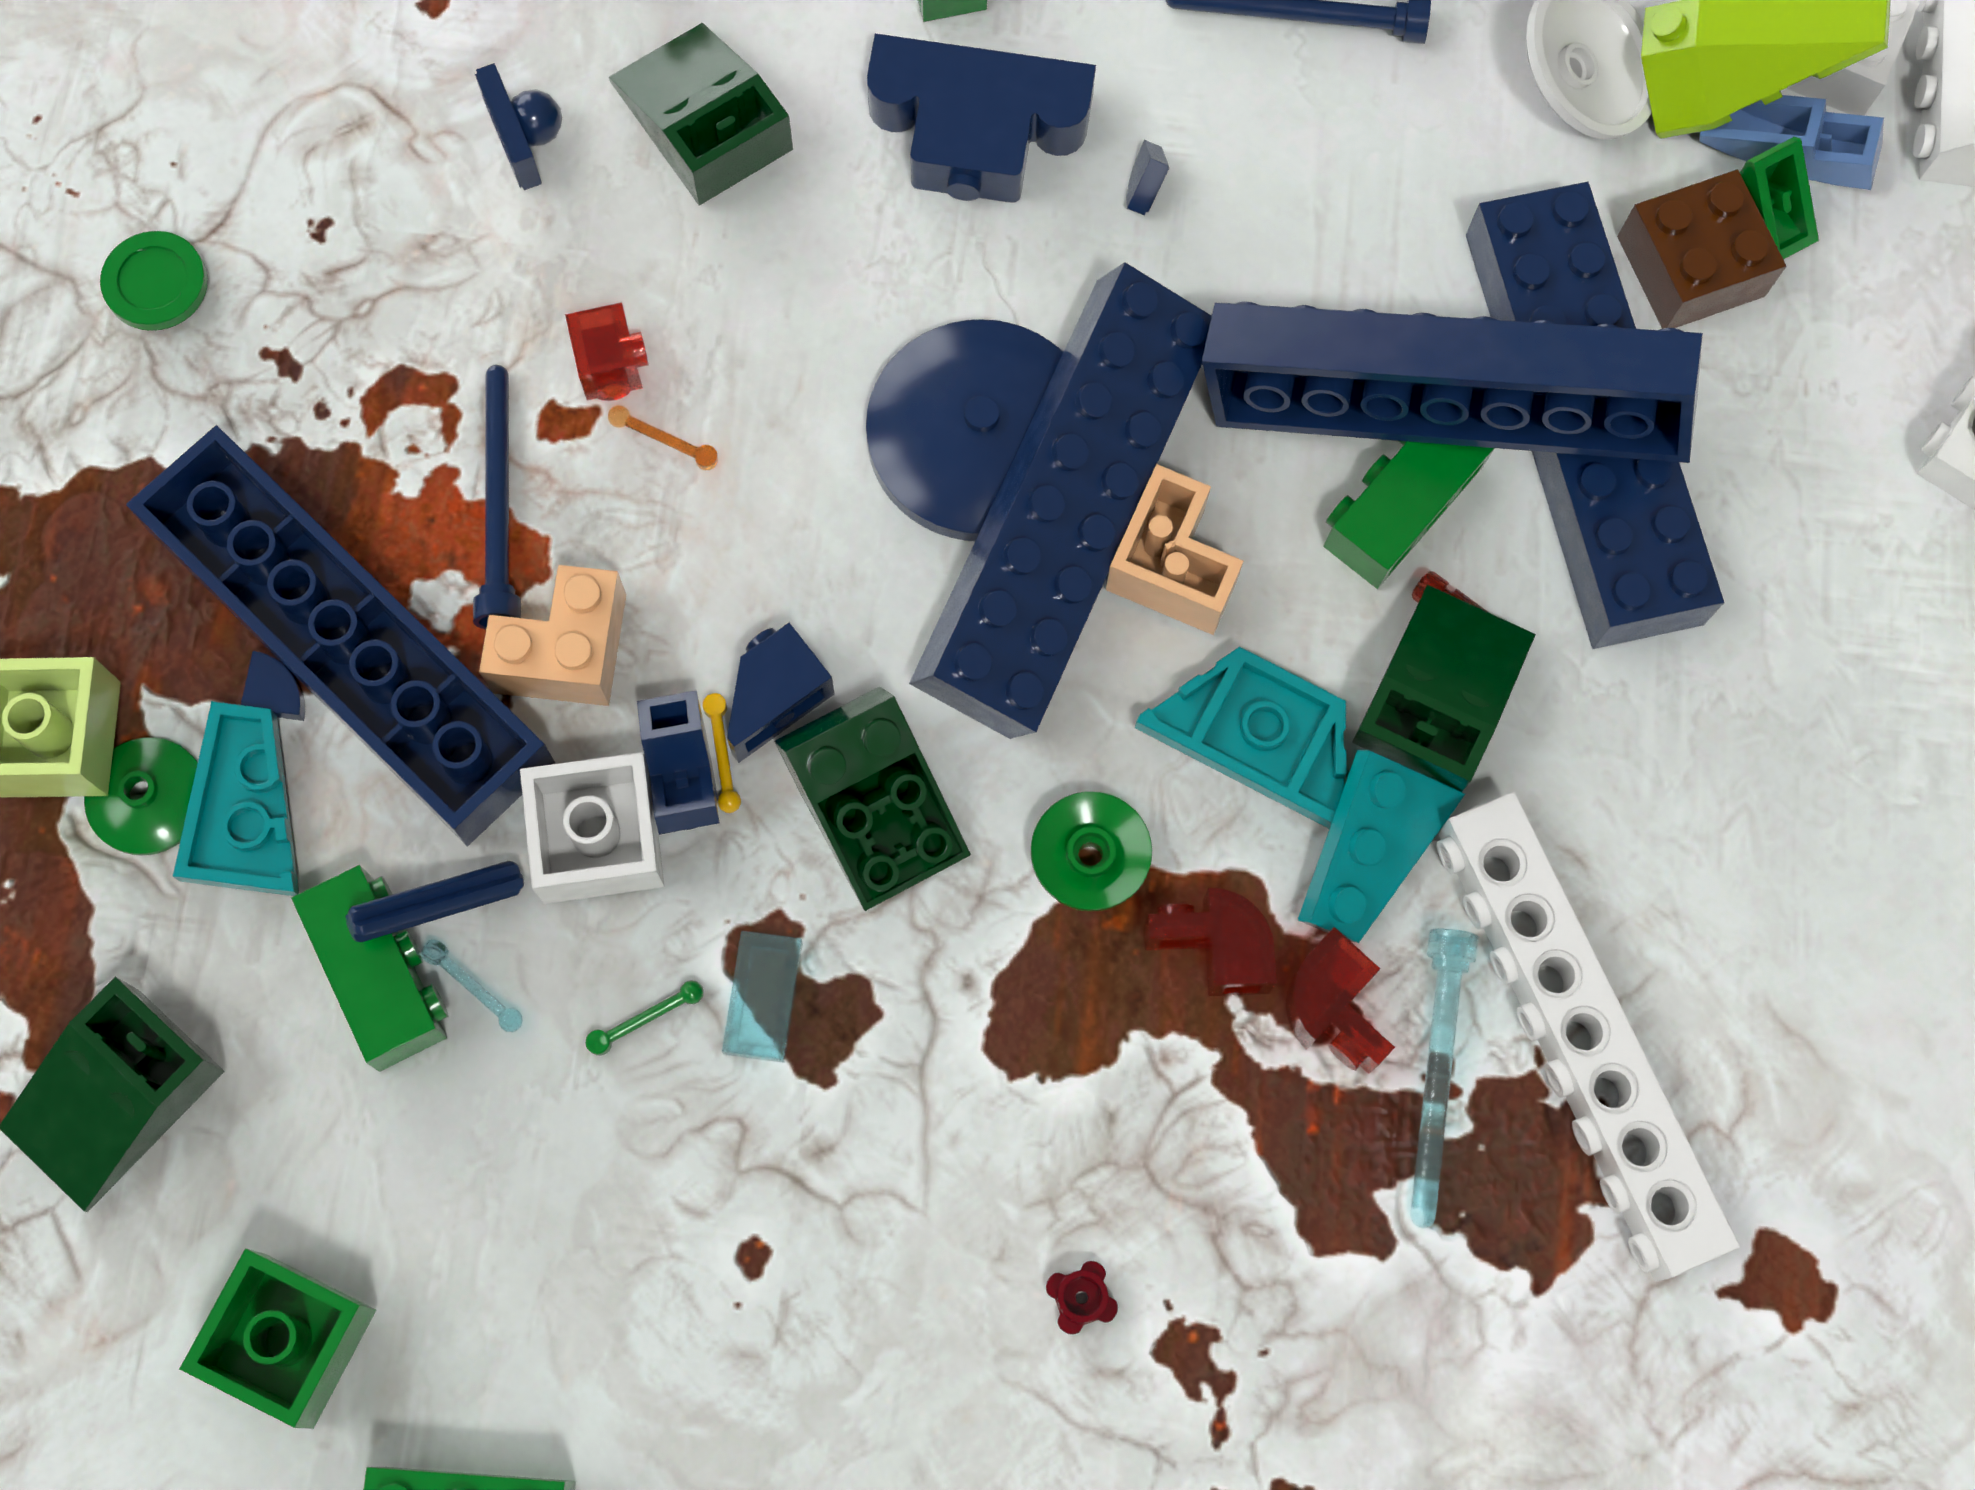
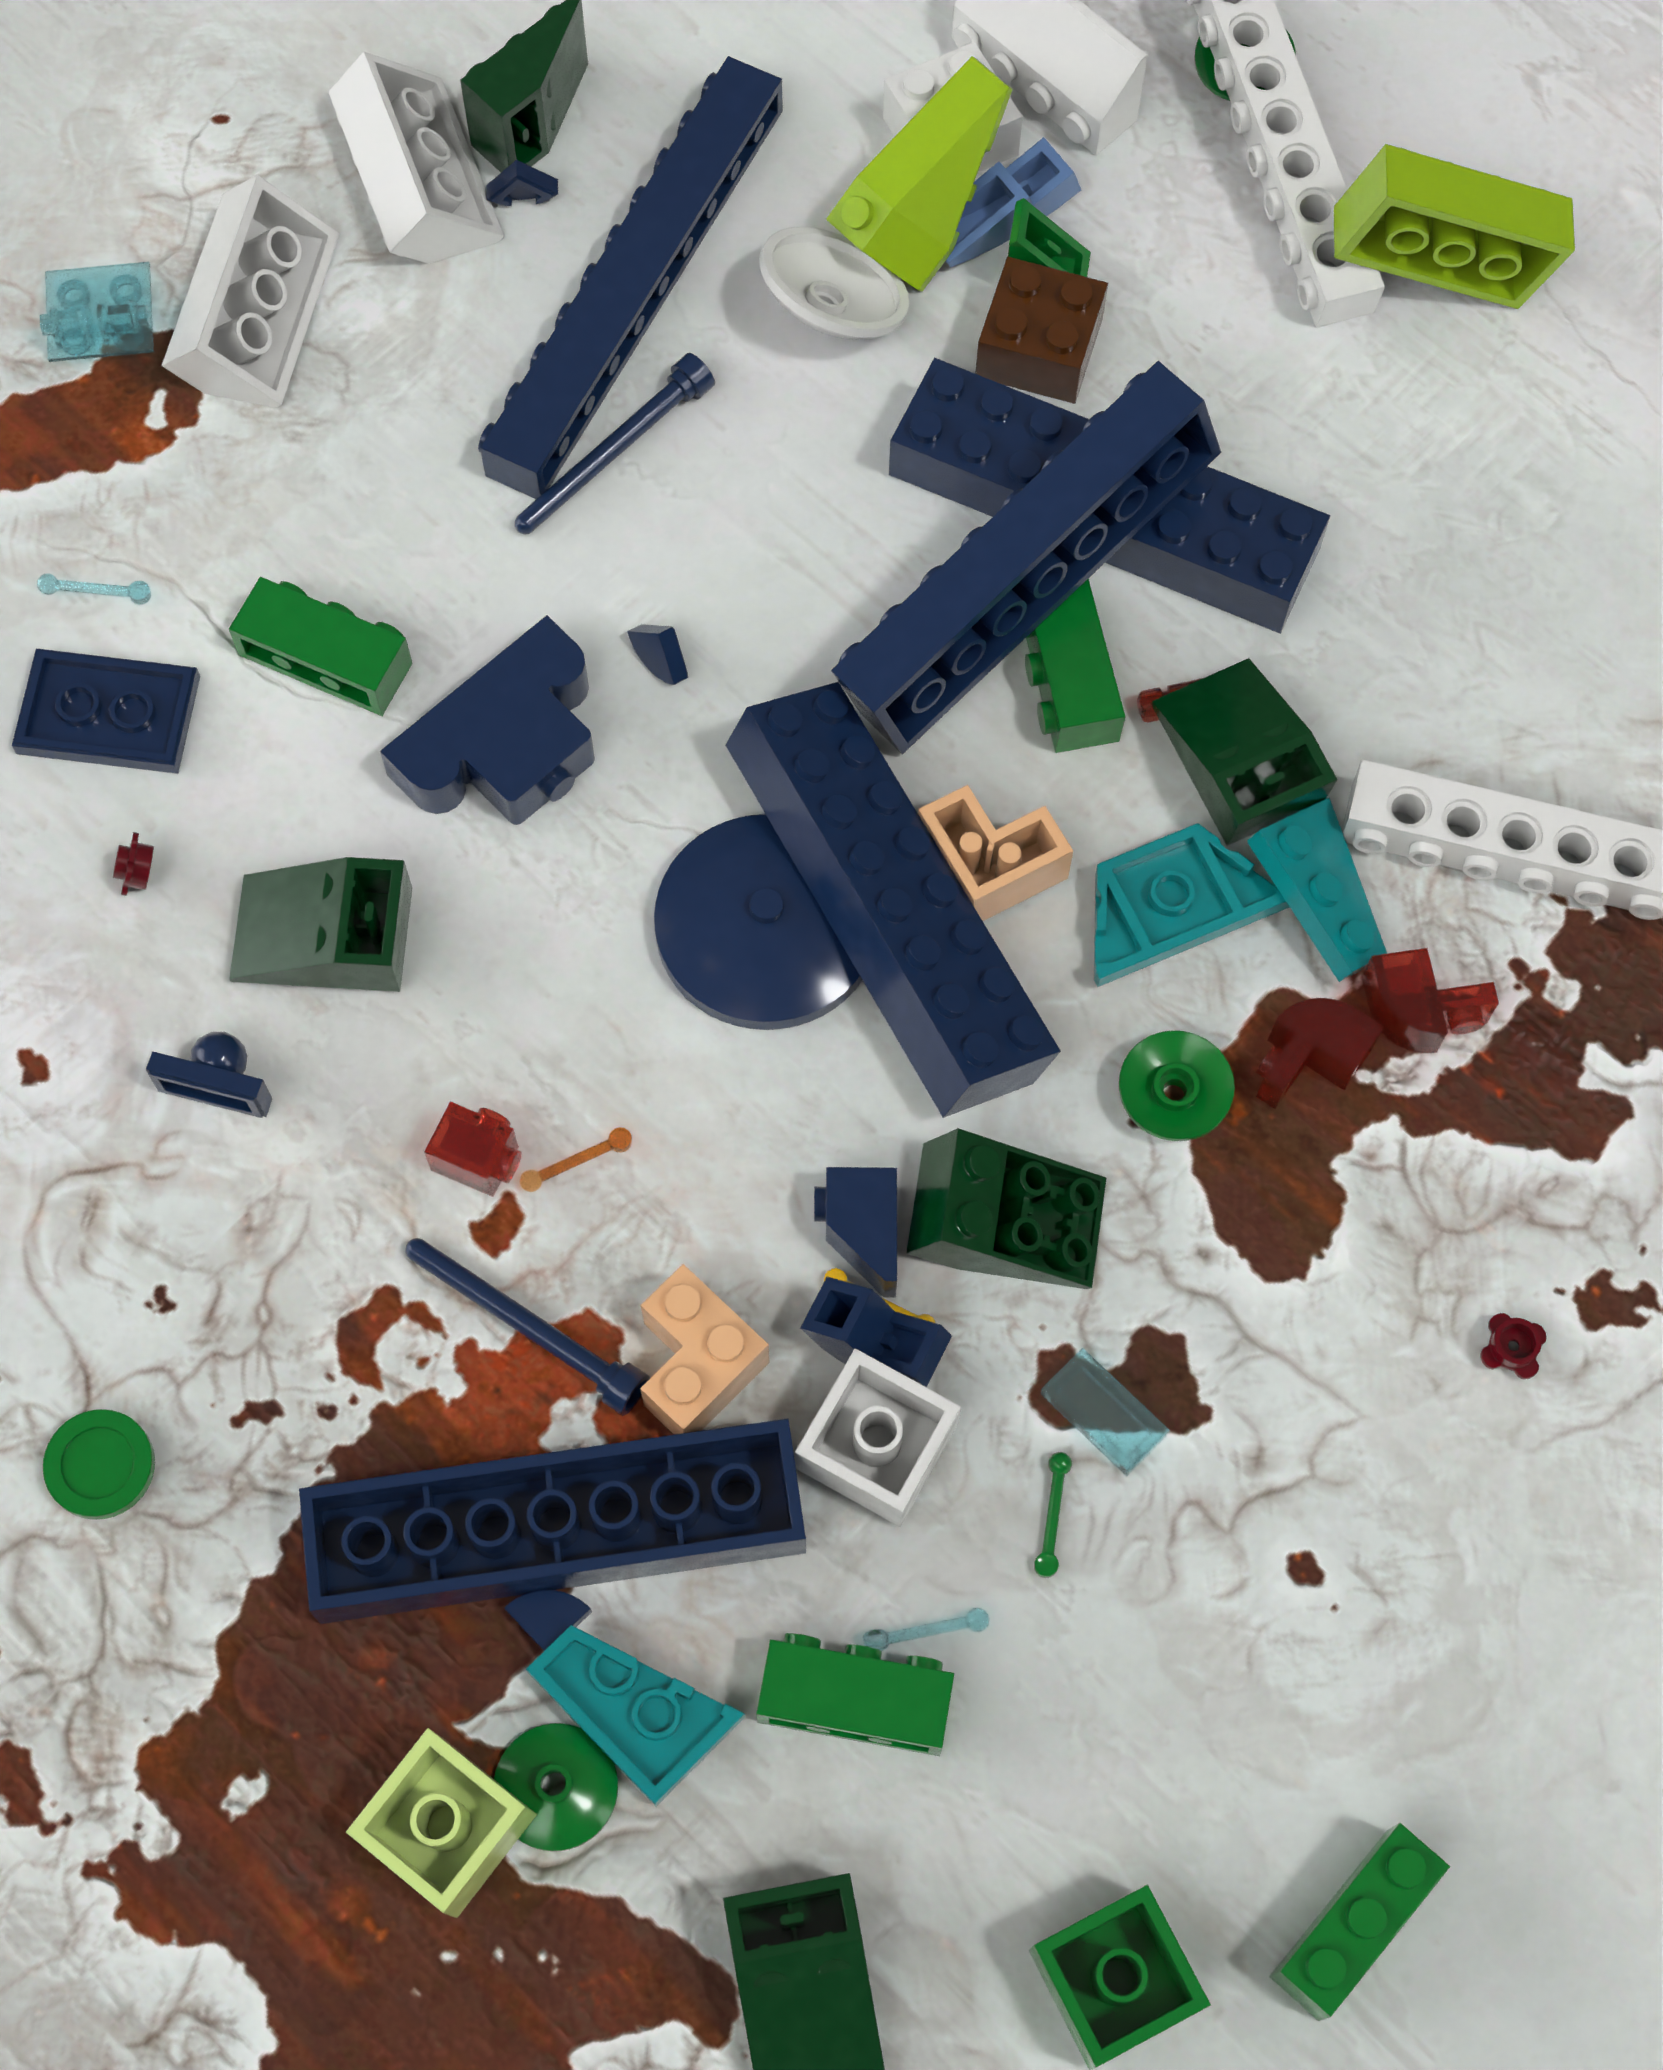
camera: 50 degrees left, 5 degrees down
(434, 901) = (844, 1602): dark blue axle -> none
(1451, 955) = (1445, 898): clear light blue piece -> none

